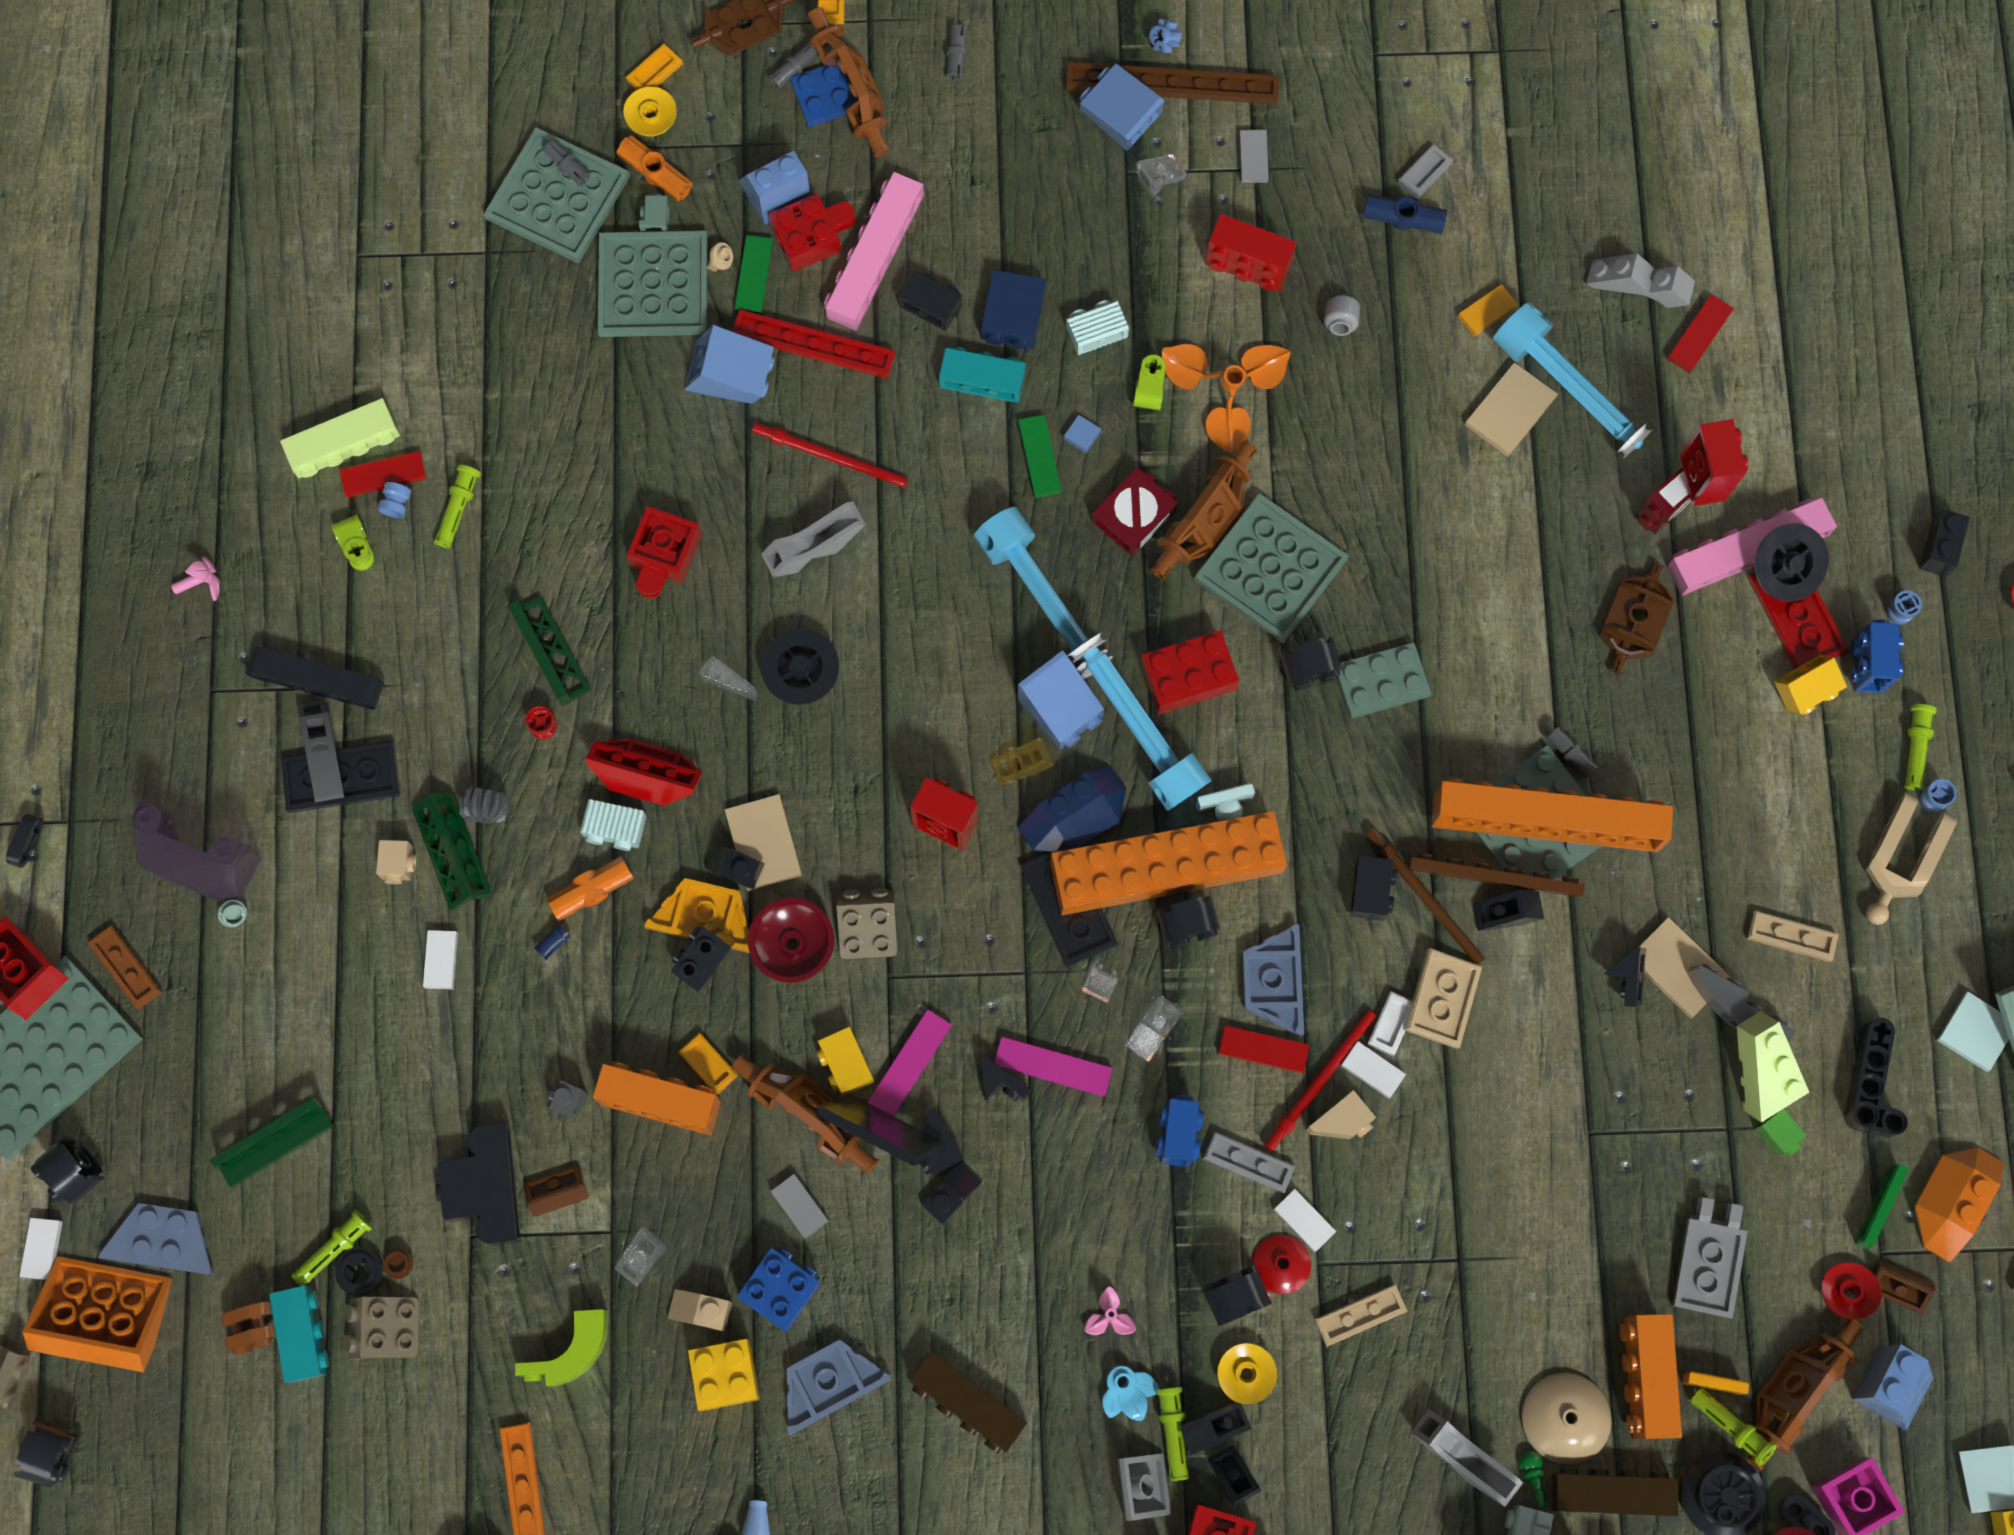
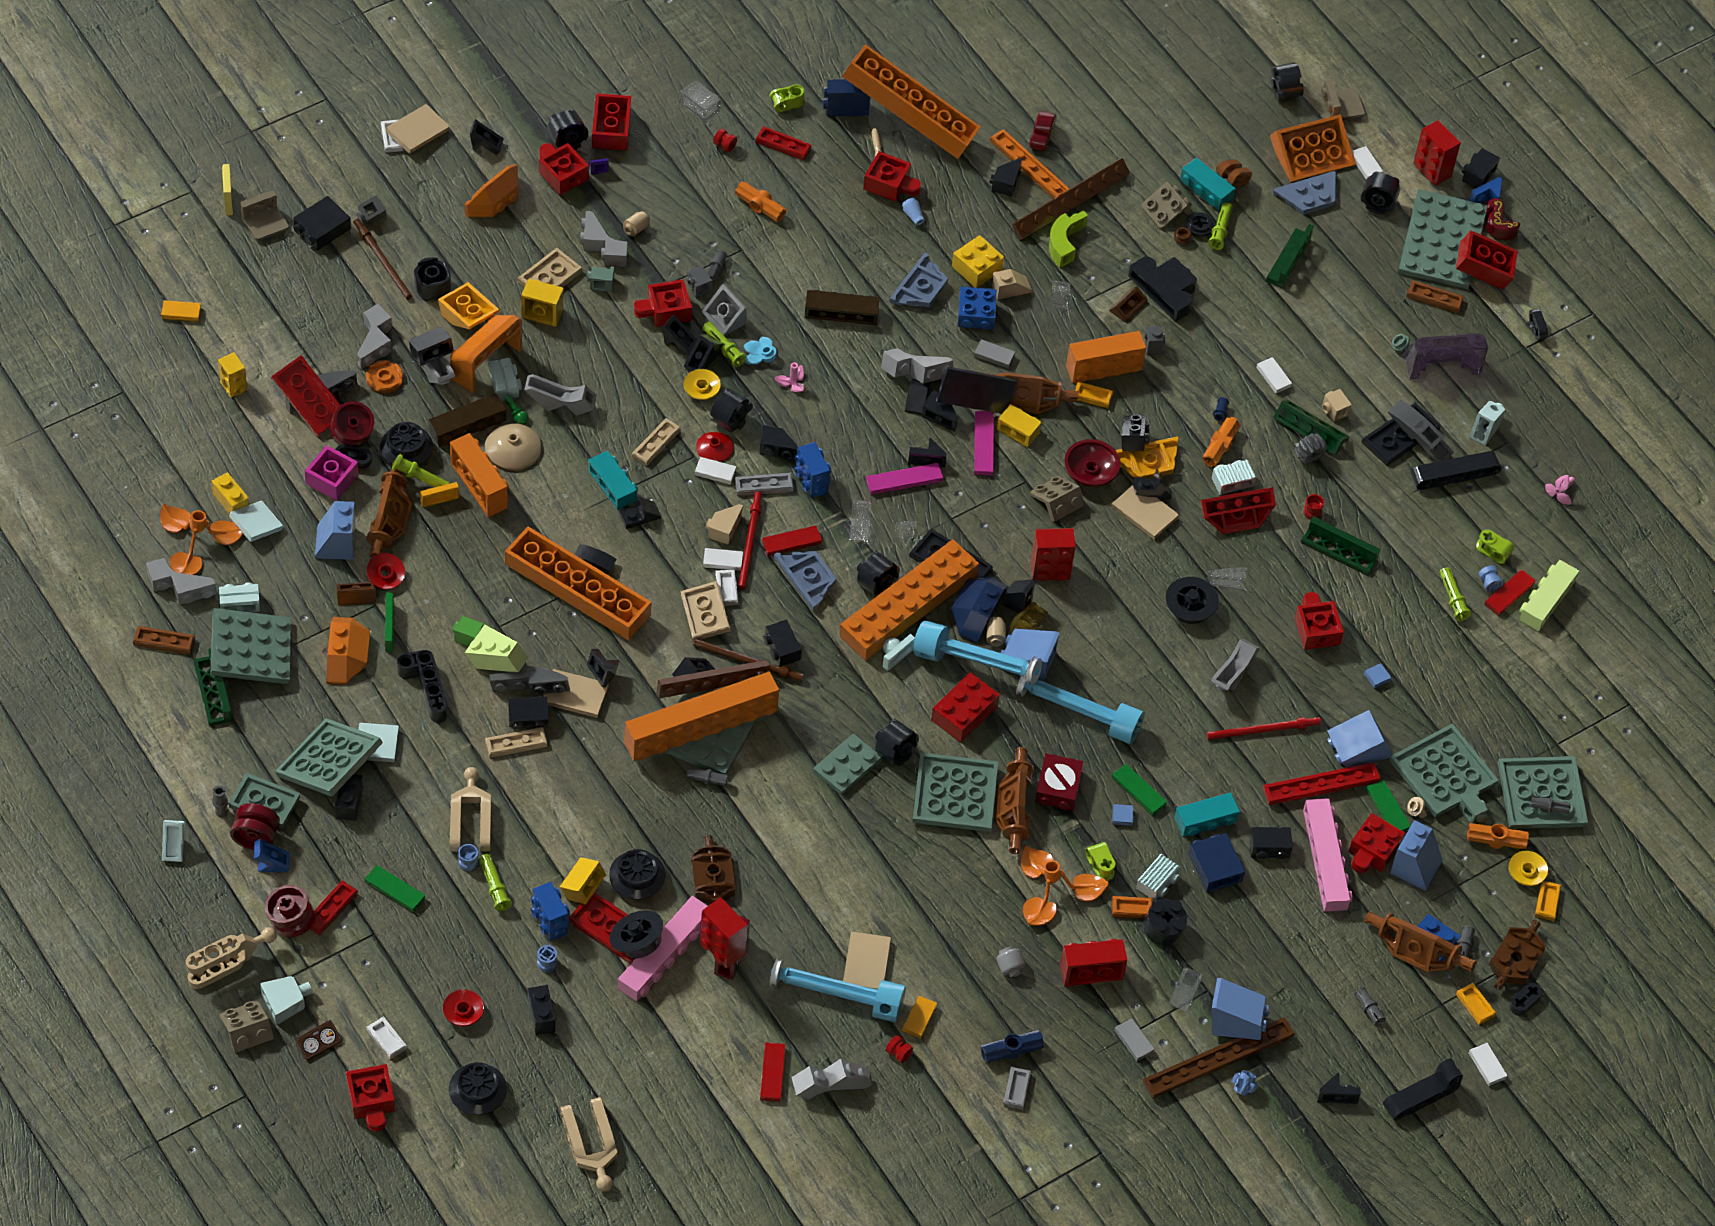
camera: 145 degrees right, 20 degrees down
(216, 720) = (1490, 414): none -> light aqua torso
(512, 1418) = (1070, 198): none -> reddish brown plate
(581, 1510) = (1006, 177): none -> black slope
(637, 450) = (1377, 675): none -> medium blue tile
(922, 1224) = (920, 367): none -> light grey arch
(1019, 792) = (1019, 595): none -> black slope
(1080, 760) = (996, 631): none -> tan brick
(1129, 263) = (1165, 921): none -> black brick
(1149, 314) = (1130, 906): none -> orange tile
(1197, 1215) = (777, 443): none -> black slope
(1447, 1204) = (642, 513): none -> black slope
(1459, 1276) = (612, 480): none -> teal brick
(1538, 279) = (899, 1049): none -> red wheel
(1551, 1160) = (596, 558): none -> black slope
(1599, 1127) = (578, 583): none -> orange brick
(1711, 1261) = (474, 553): light grey tile -> none
(1734, 662) = (637, 874): none -> black wheel
(1762, 964) = (528, 712): none -> black brick
(1969, 328) = (597, 1161): none -> tan piece

